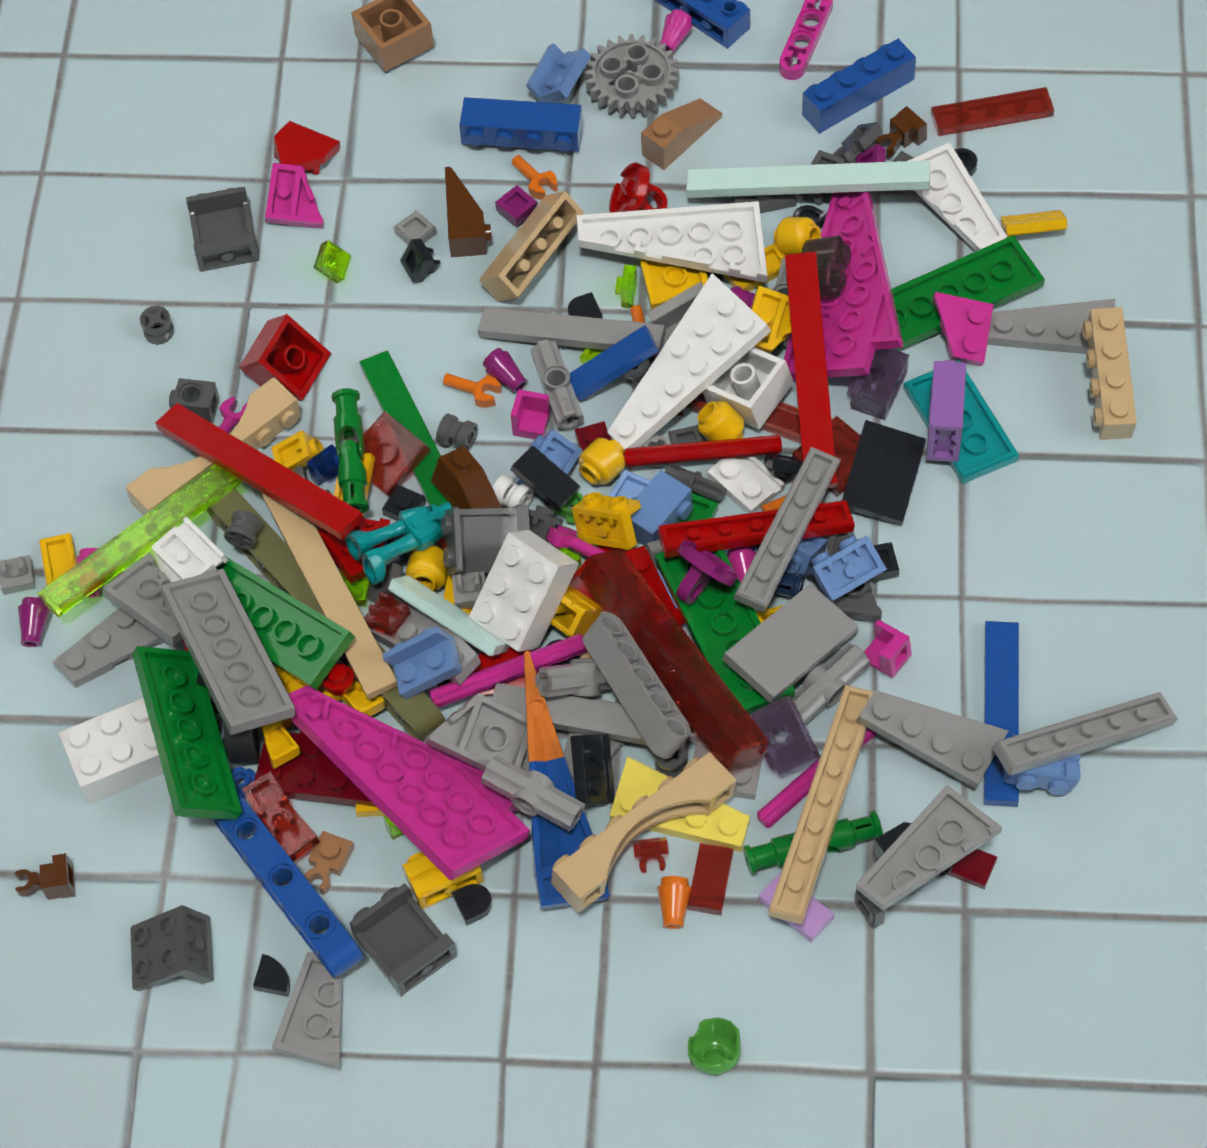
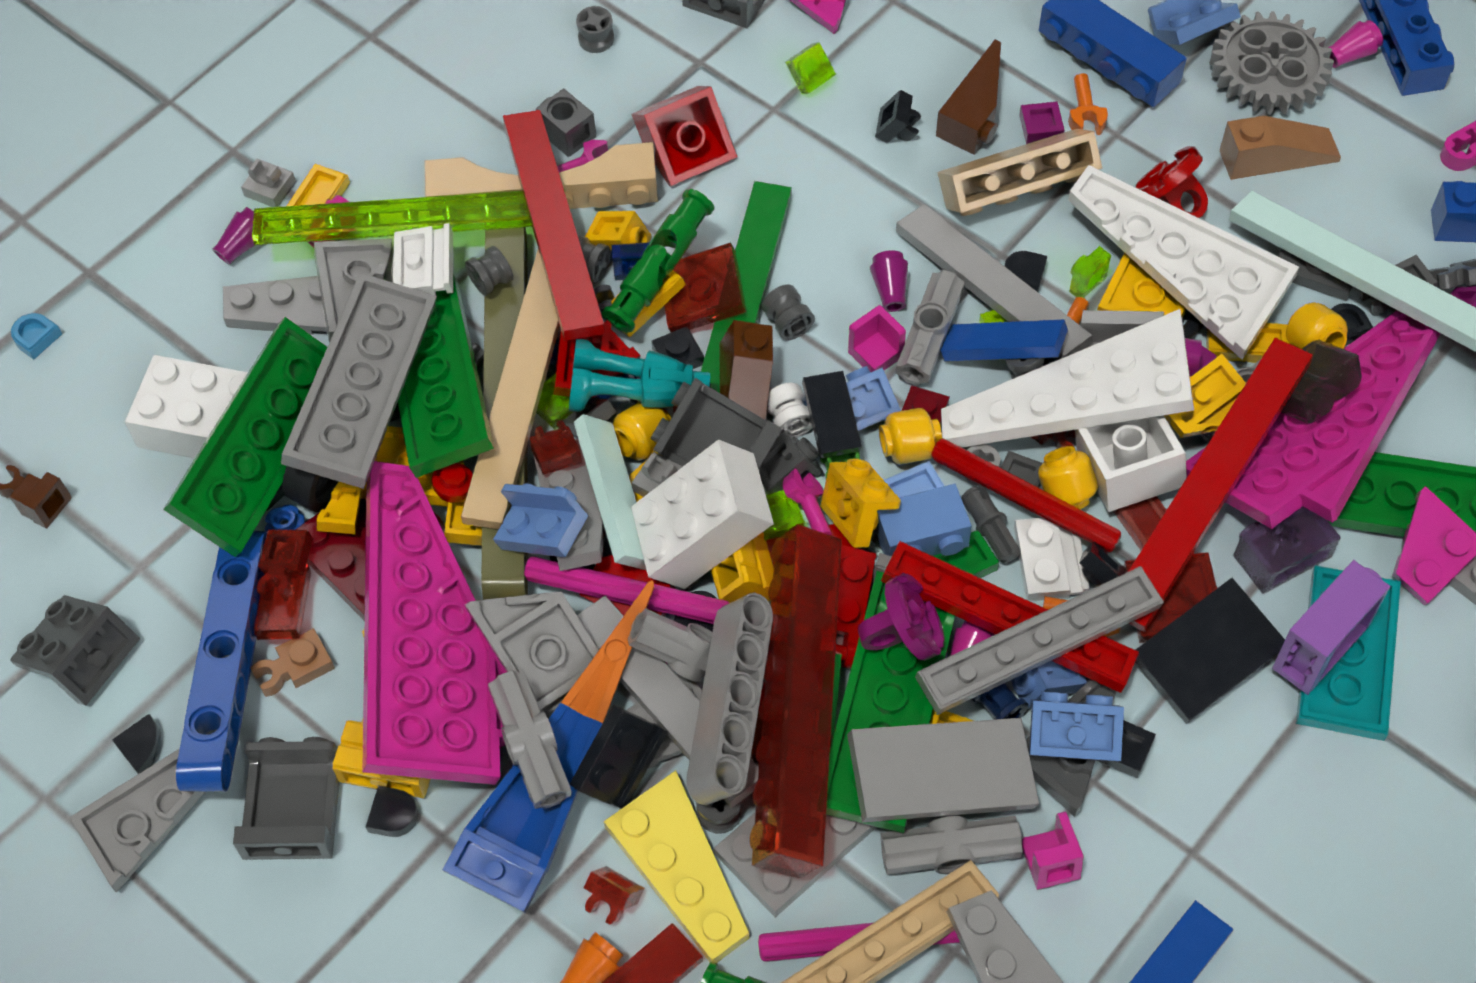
camera: 35 degrees right, 0 degrees up
(415, 227) = (923, 86): light grey tile -> none
(488, 383) = (848, 280): orange bar -> none
(695, 791) = (706, 861): tan arch -> none
(800, 746) = (863, 891): clear purple brick -> none

